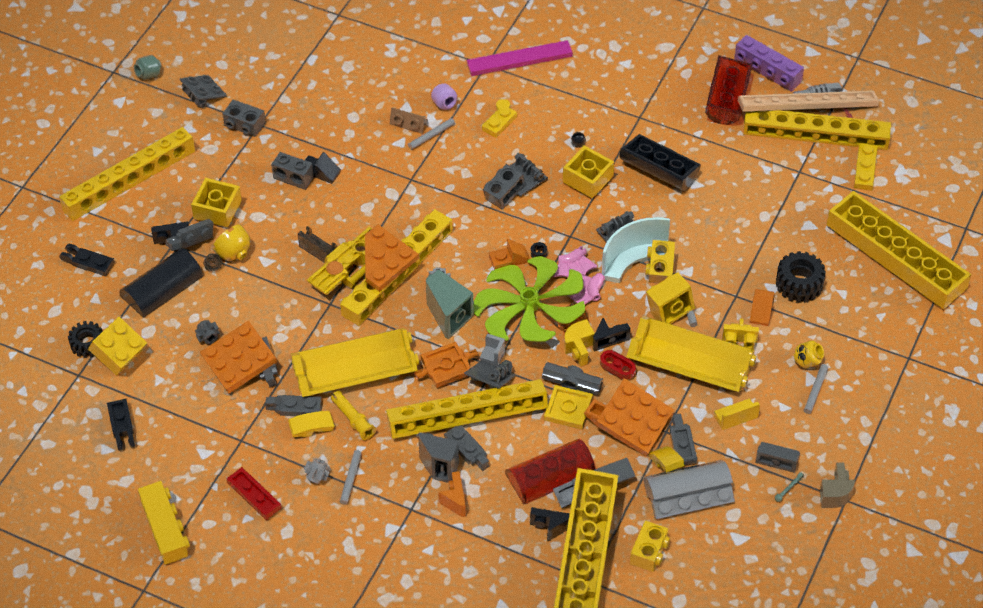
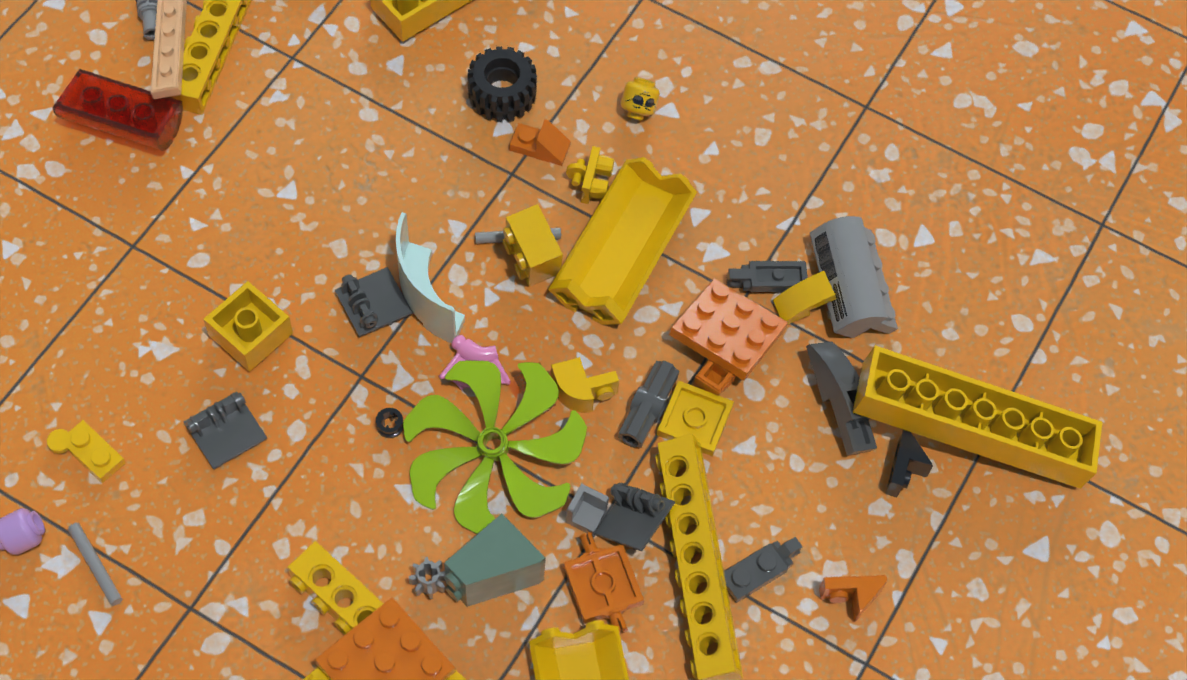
camera: 90 degrees left, 10 degrees up
(407, 120) = (62, 591): medium nougat hinge -> none
(438, 456) = (795, 604): dark grey slope -> none
(506, 188) = (257, 452): dark grey brick -> none
(512, 255) = (393, 469): orange slope -> none
(549, 470) = (810, 454): clear red brick -> none
(575, 260) = (424, 373): bright pink arm -> none
(578, 139) = (170, 338): black hinge -> none
(607, 337) = (573, 342): black slope -> none
(618, 365) = (626, 341): red plate -> none
(646, 545) = (944, 348): yellow brick -> none
(660, 162) = (247, 225): black brick -> none
(664, 261) = (450, 244): yellow brick -> none
(737, 413) = (726, 203): yellow panel -> none
(769, 63) = (74, 50): medium lavender brick -> none
(777, 457) = (798, 167): dark grey panel -> none
(778, 497) = (832, 150): sand green hinge -> none
(815, 389) = (692, 107): light grey bar -> none
(838, 491) = (861, 103): dark tan brick -> none

